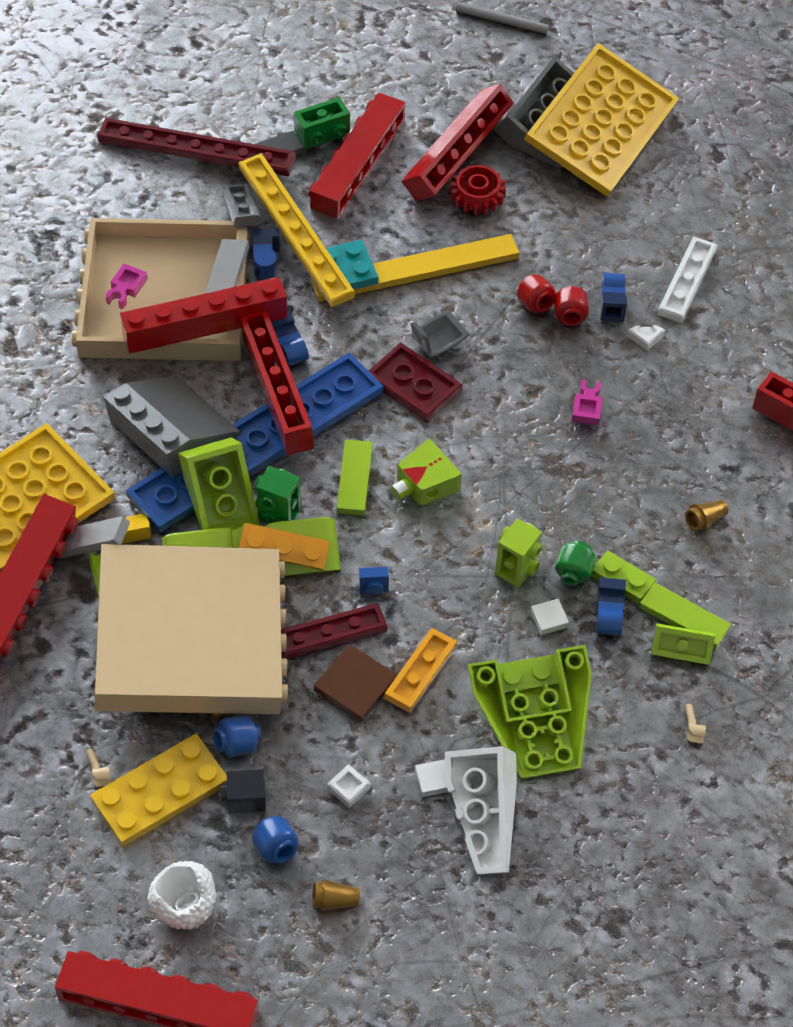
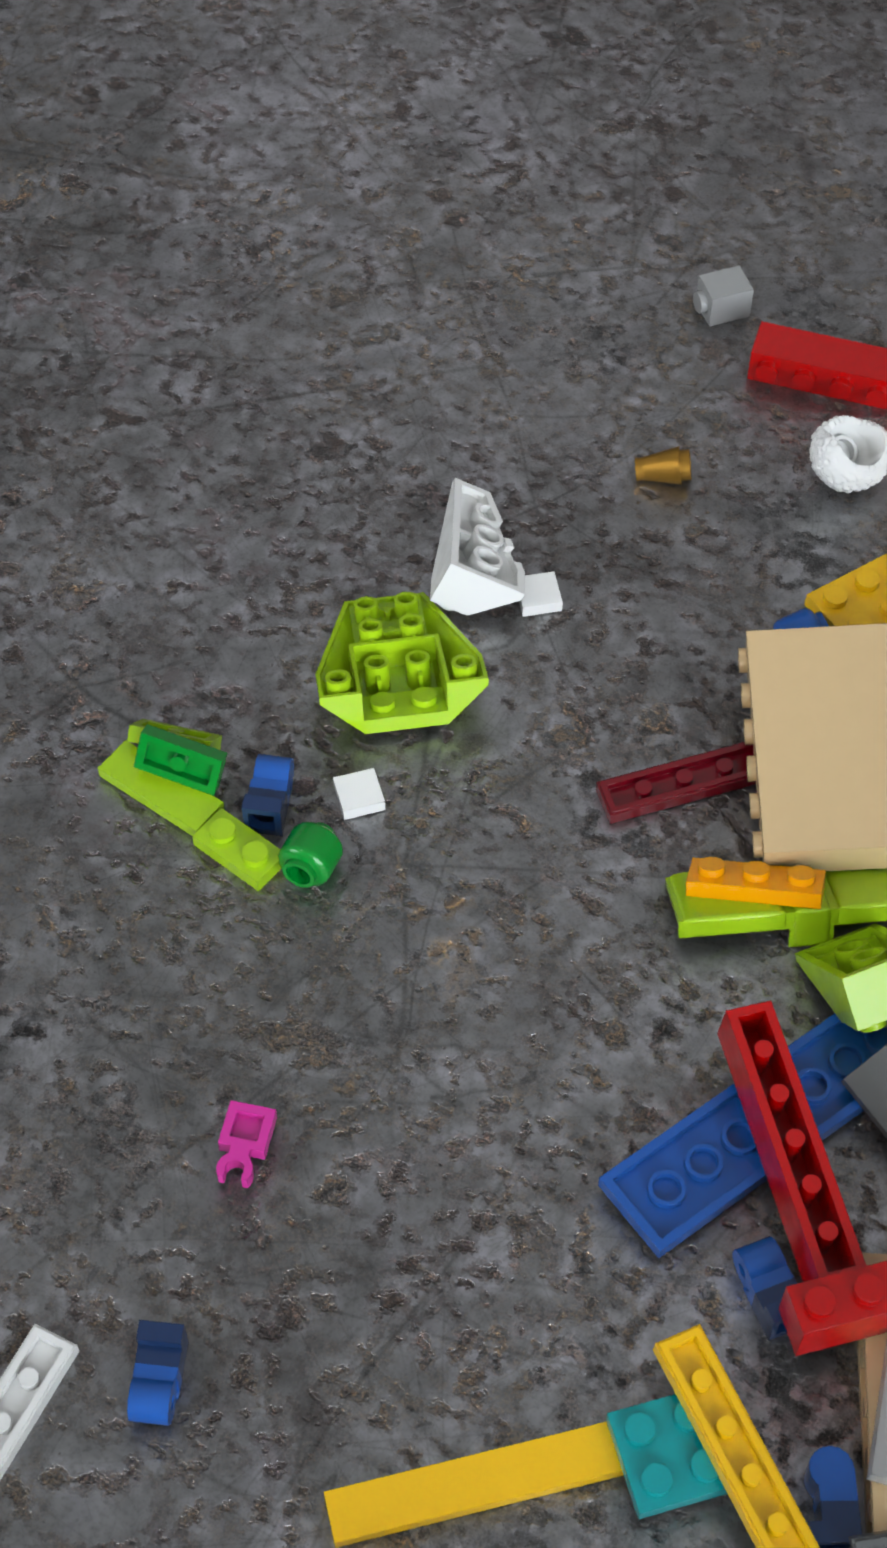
camera: 175 degrees left, 0 degrees up
(244, 791) = (783, 574): black brick -> none
(275, 839) = (741, 520): blue head -> none
(277, 496) = (771, 952): green brick -> none
(348, 786) = (648, 590): white tile -> none
(354, 477) = (646, 1025): lime tile -> none
(355, 682) = (641, 713): reddish brown tile -> none
(373, 580) = (616, 842): blue plate -> none
(415, 382) = (544, 1207): dark red tile -> none
(420, 670) = (549, 720): light orange plate -> none
(426, 475) = (530, 1010): lime torso -> none
(439, 334) = (498, 1282): dark grey piece -> none
(518, 552) = (397, 853): lime brick -> none
(536, 294) = (304, 1377): red head -> none
(571, 305) = (241, 1343): red head -> none
(646, 336) = (110, 1295): white tile -> none
(662, 613) = (180, 759): none -> green plate
(695, 732) = (182, 633): tan hand -> none
(703, 515) = (91, 934): pearl gold cone -> none

